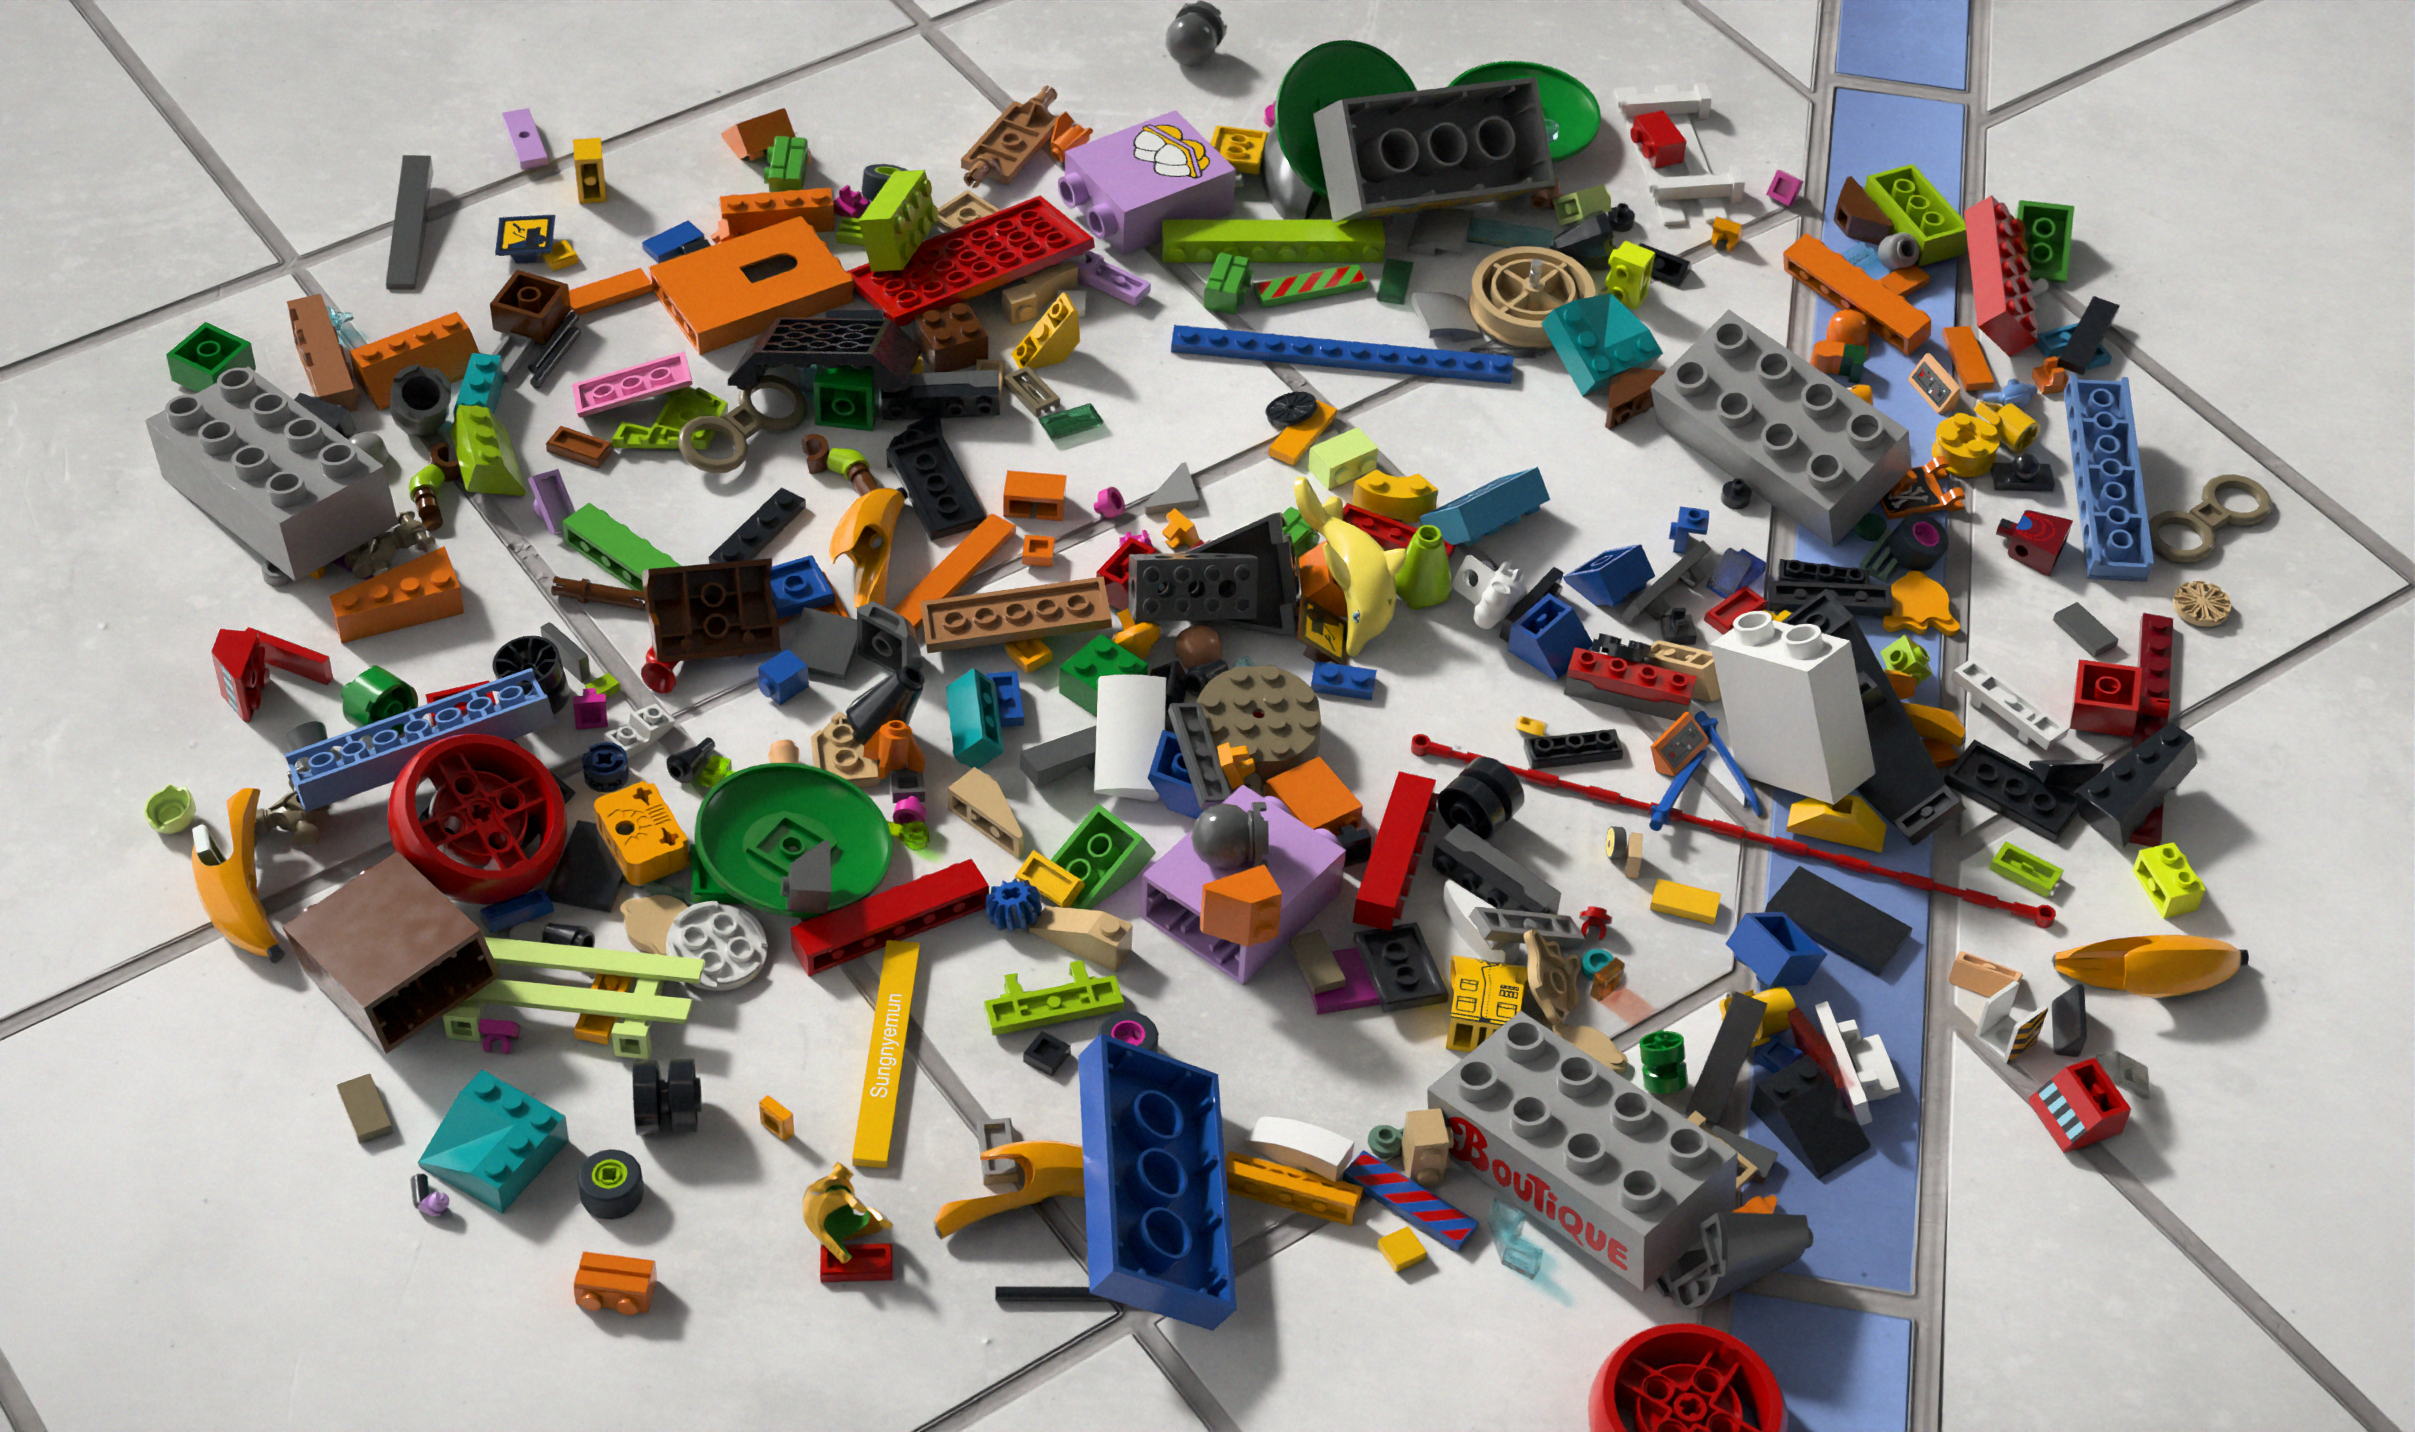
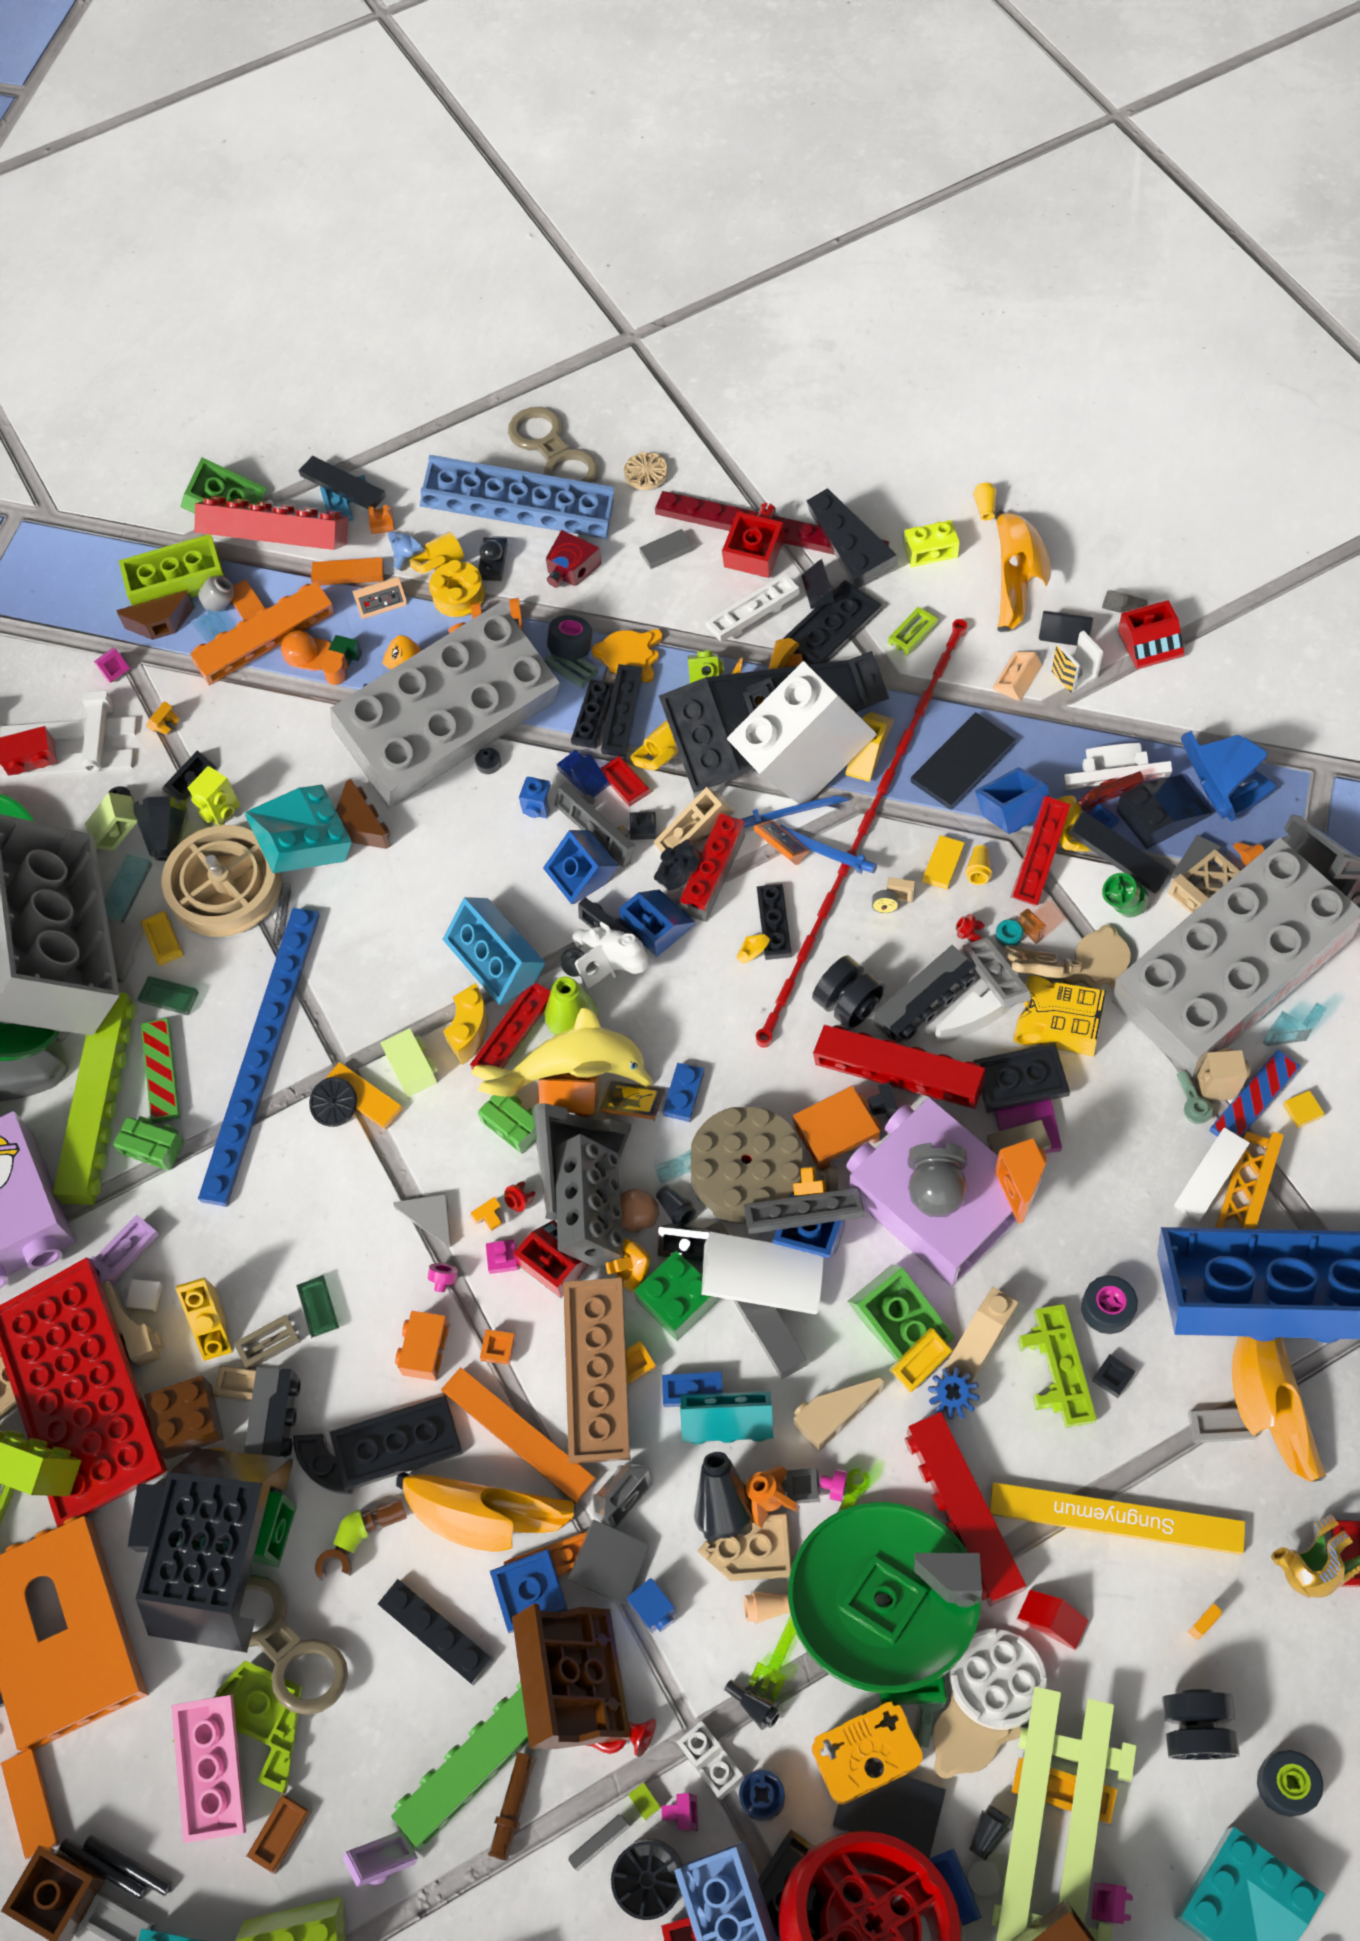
camera: 75 degrees left, 15 degrees up
(776, 996) = (1053, 1618): none -> red slope
(1445, 315) = (228, 957): light grey slope -> none
(1456, 270) = (162, 938): none -> yellow tile
(1684, 931) = (979, 866): none -> yellow cone
(1708, 975) = (1040, 851): none -> red plate
(1854, 1168) = (1229, 773): none -> blue piece
(2262, 938) = (985, 499): none -> yellow cone

